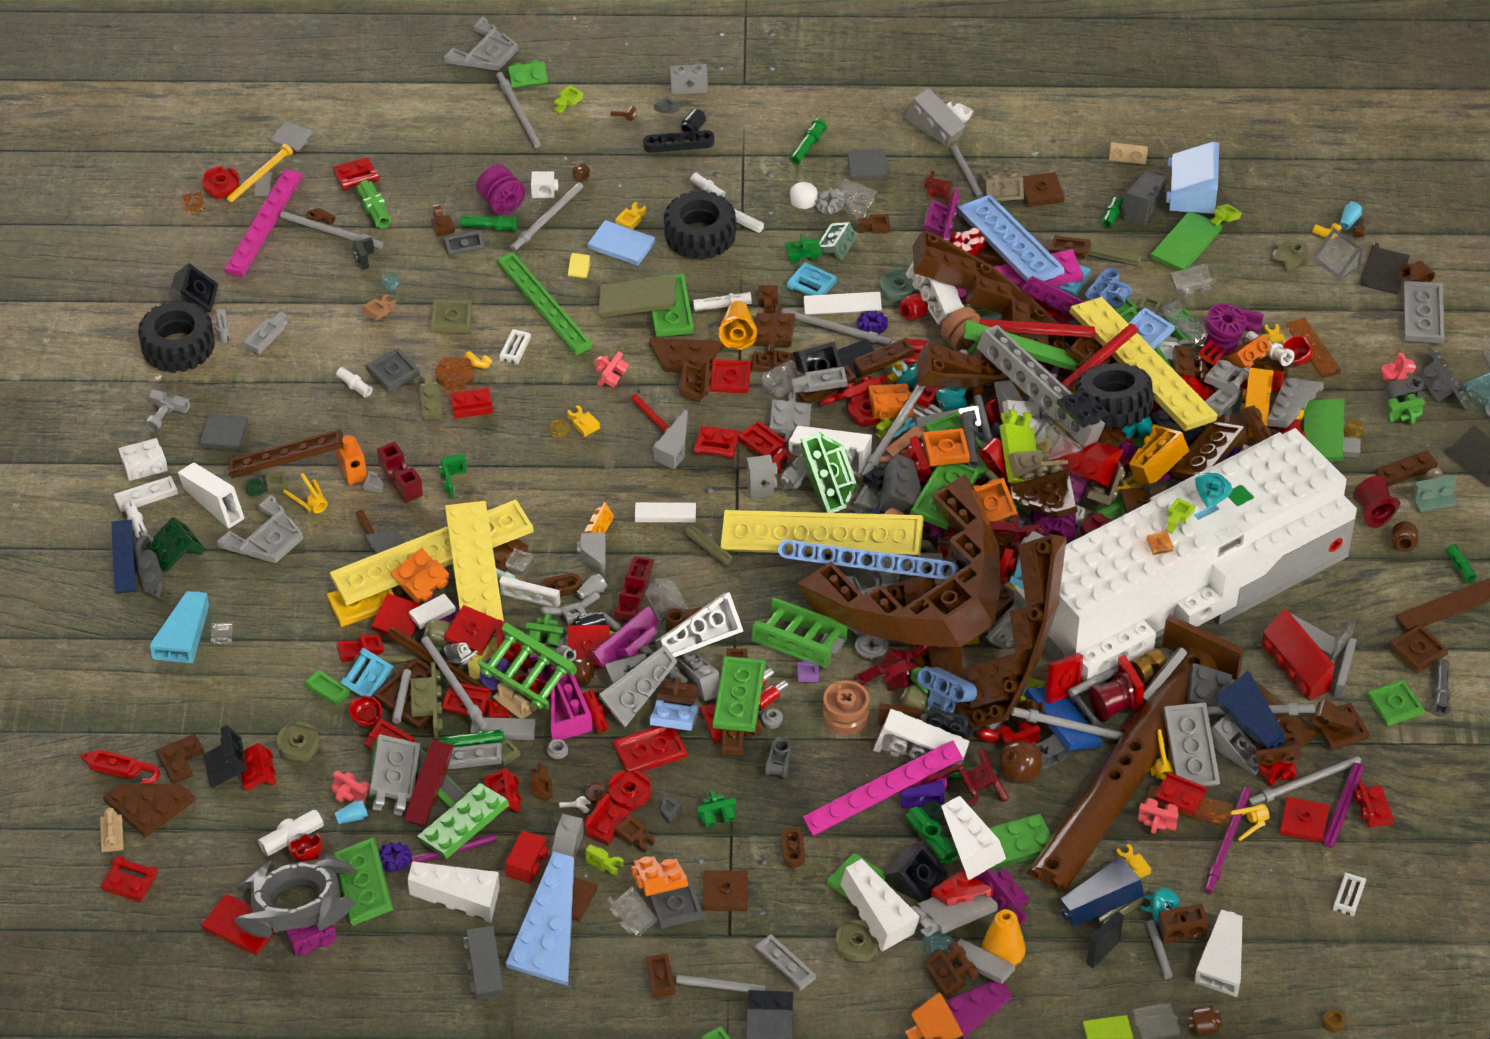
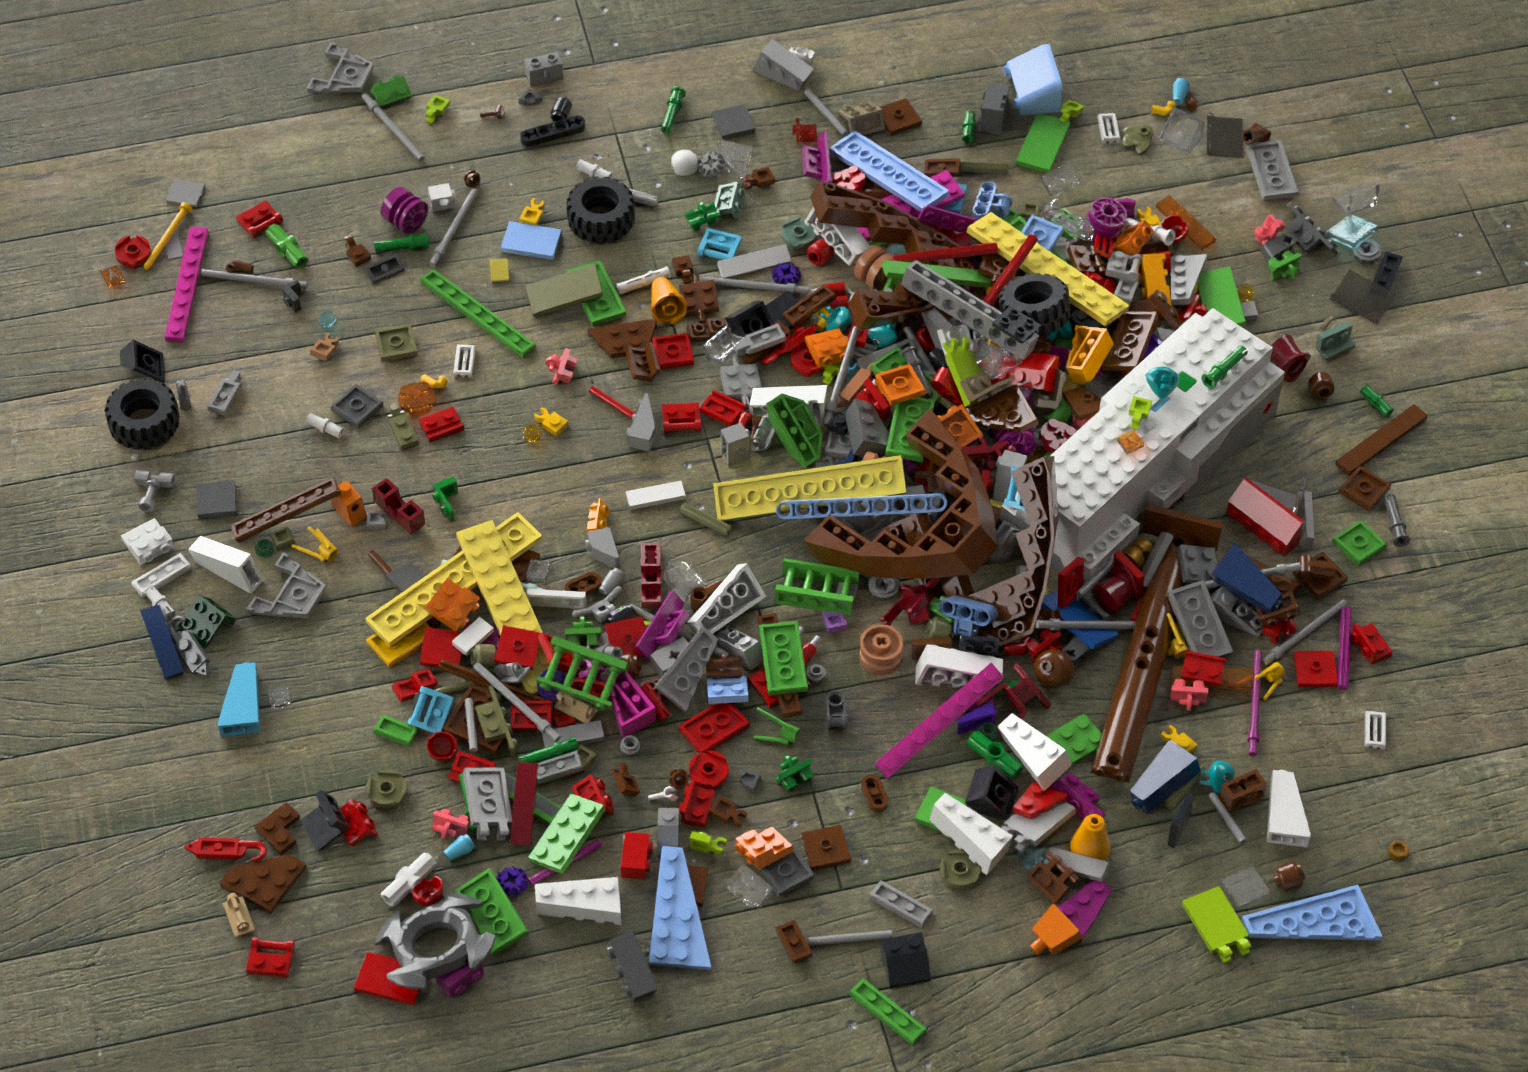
camera: 15 degrees left, 5 degrees up
(723, 769) = (788, 731): none -> bright green plant
(1128, 153) = (965, 67): tan hinge -> none
(1261, 249) = (1110, 138): none -> white tile
(1279, 490) = (1219, 371): none -> green pin
(1407, 468) = (1302, 320): reddish brown plate -> none

